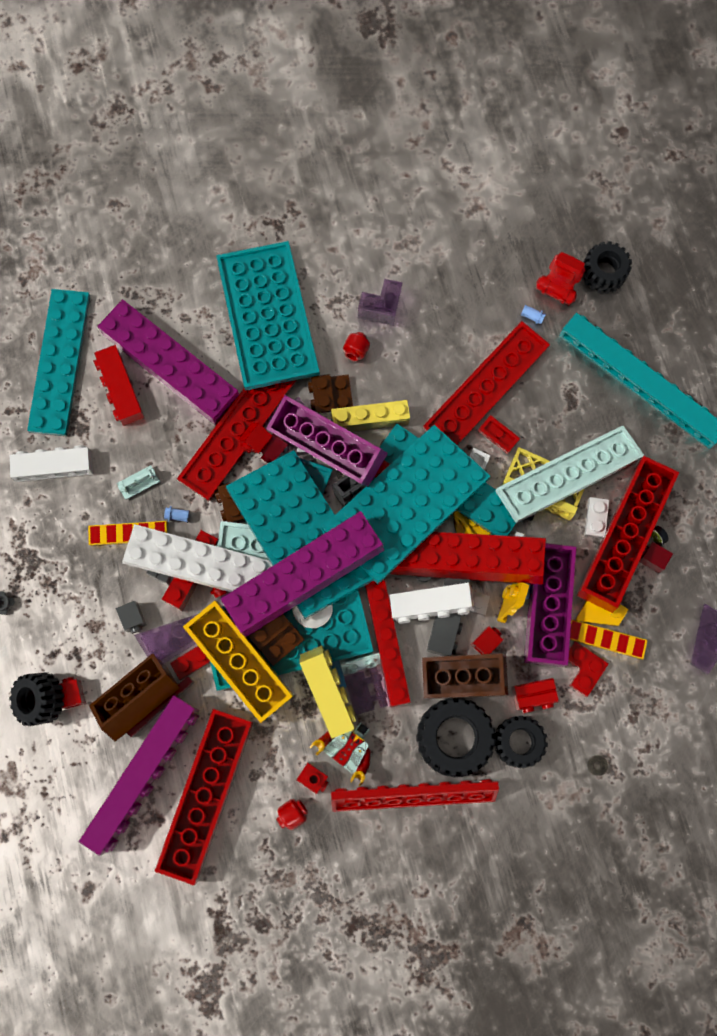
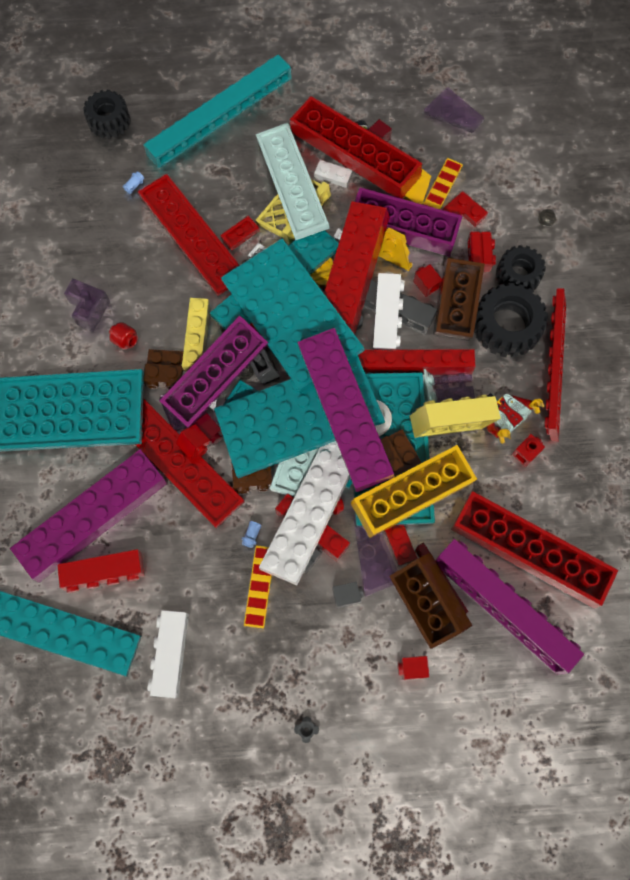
camera: 75 degrees left, 5 degrees down
(36, 699) = (418, 715): black tyre -> none
(138, 482) = (209, 567): light aqua hinge -> none
(291, 814) = (559, 474): red head -> none
(562, 278) = (105, 146): red piece -> none

